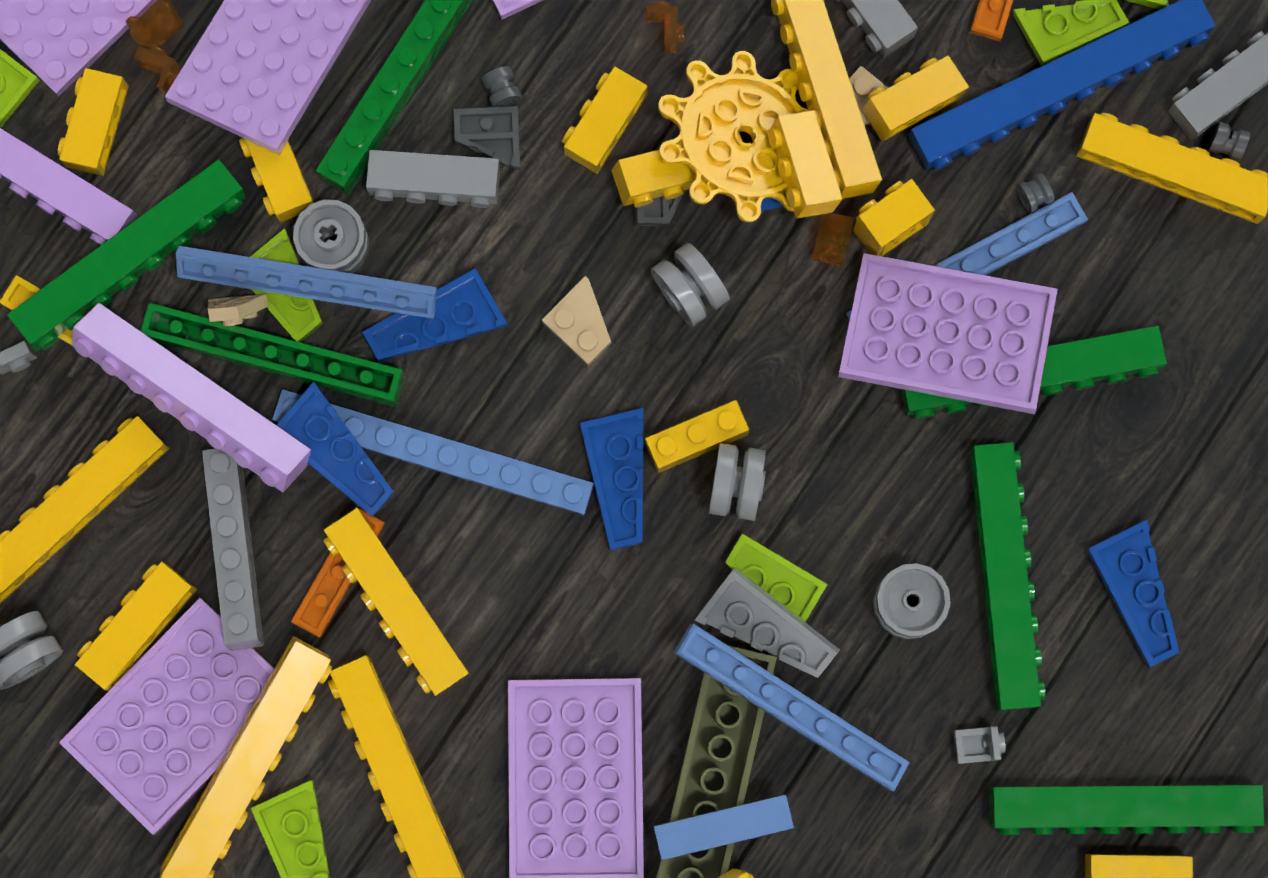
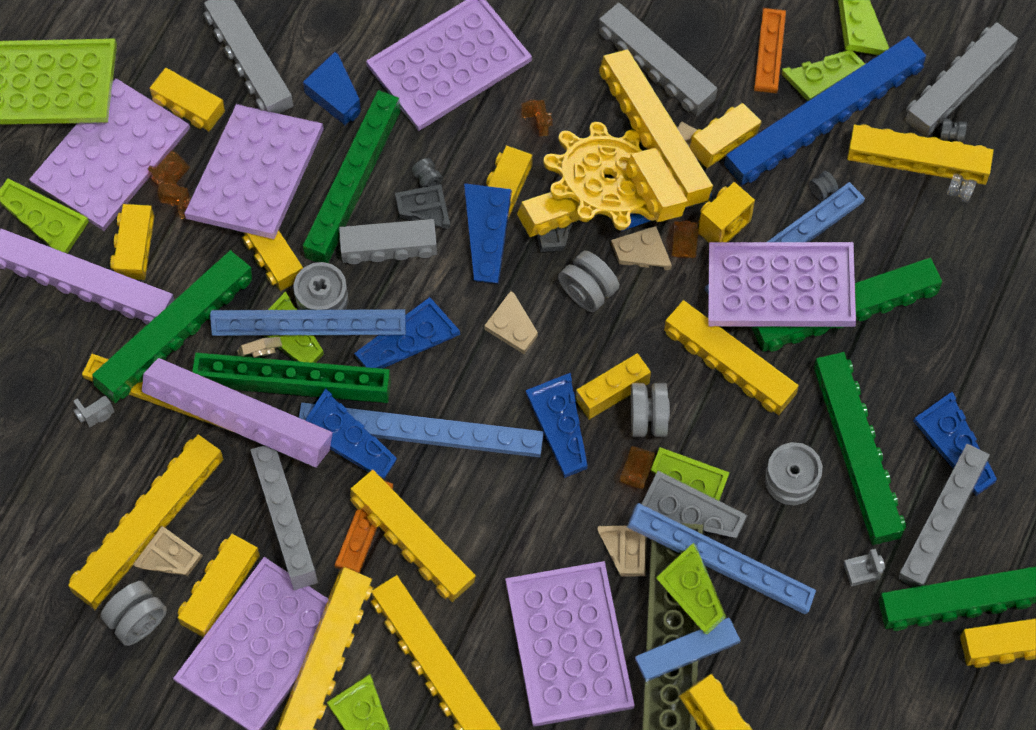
camera: 10 degrees left, 15 degrees down
(78, 571) = (168, 555): none -> tan wing
(569, 178) = (487, 224): none -> blue wing
(672, 675) = (626, 549): none -> tan wing
(707, 556) = (637, 467): none -> clear orange bracket
(745, 751) = (692, 588): none -> lime wing
(773, 243) = (641, 249): none -> tan wing
(861, 421) = (730, 358): none -> yellow brick
(1098, 696) = (944, 516): none -> light grey brick
(1229, 230) = (966, 190): none -> clear wheel

